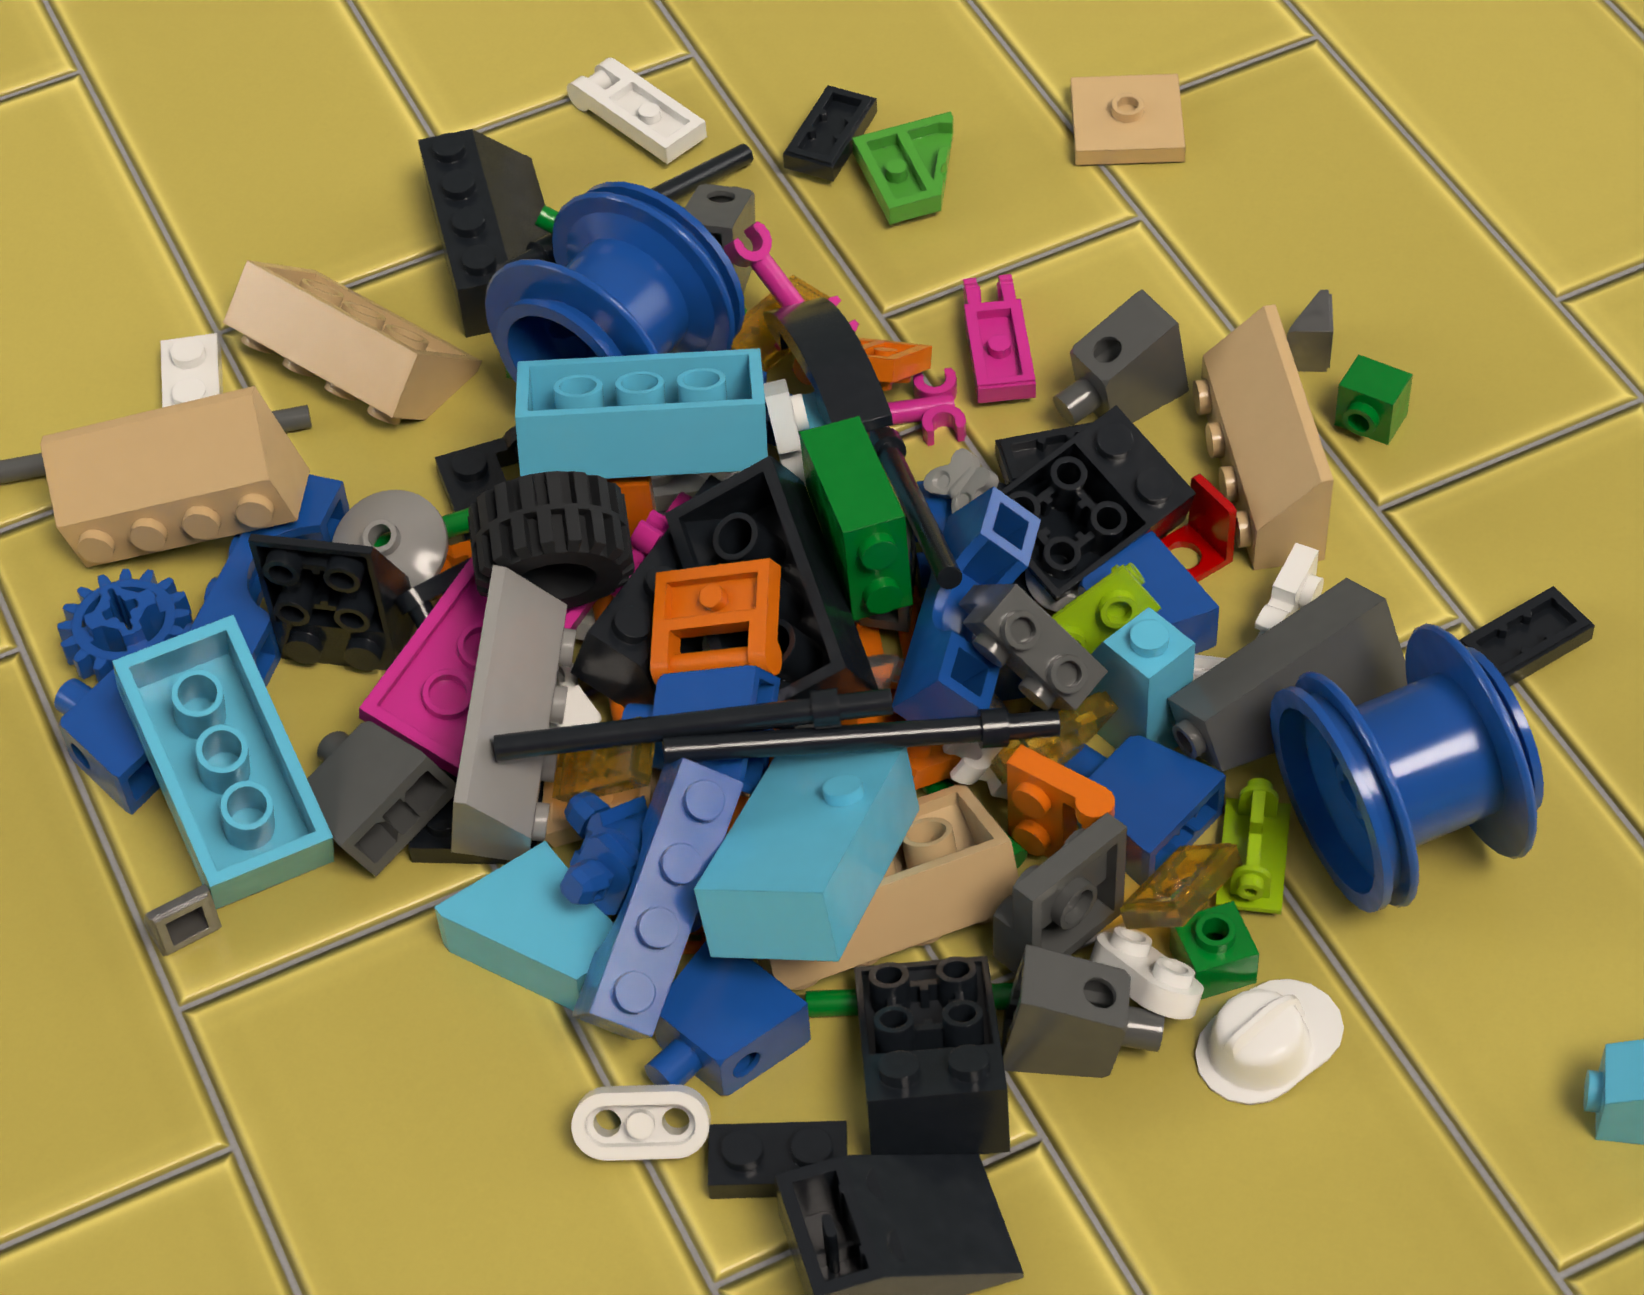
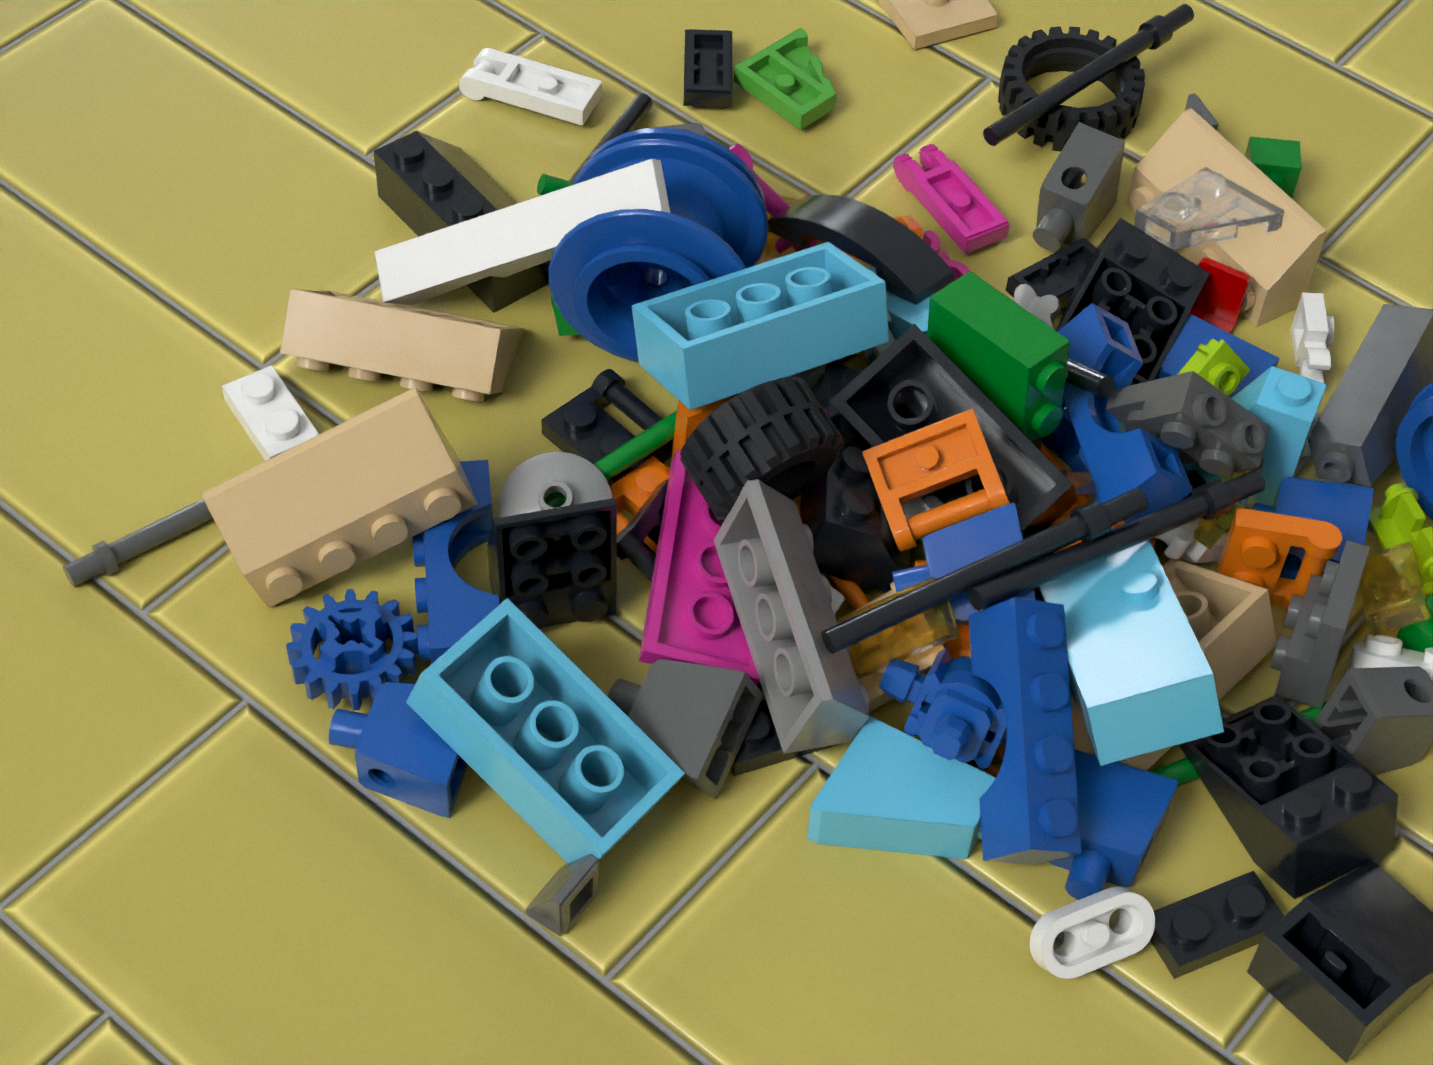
camera: 30 degrees left, 0 degrees up
(464, 261) = (512, 236): none -> white slope
(1215, 207) = (1069, 53): none -> black tyre
(1215, 422) = (1205, 210): none -> clear wing
(1323, 211) = (1149, 36): none -> black bar

